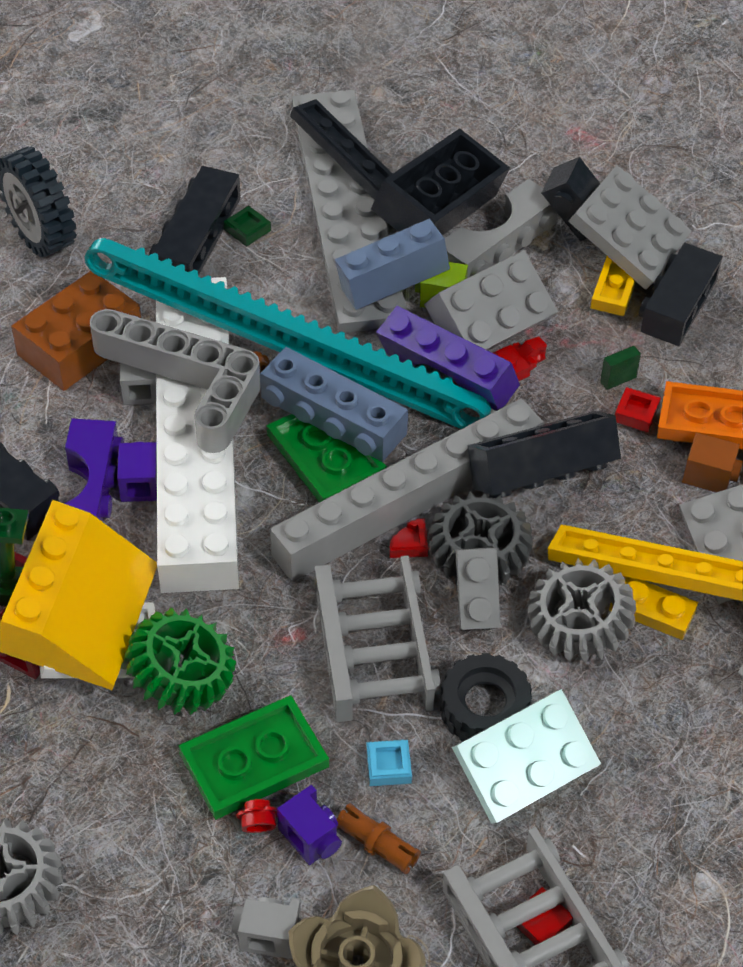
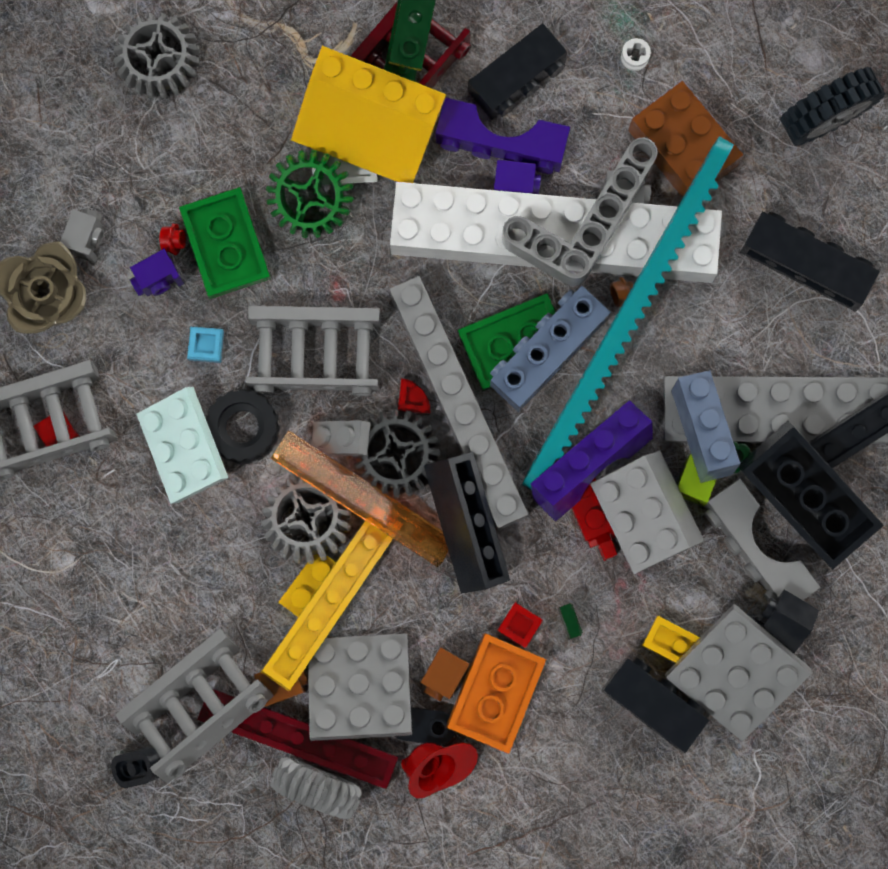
camera: 105 degrees right, 30 degrees up
(247, 226) = (811, 311): dark green tile -> none
(378, 838) = (141, 324): dark orange pin -> none
(542, 554) = (361, 498): none -> clear orange tile

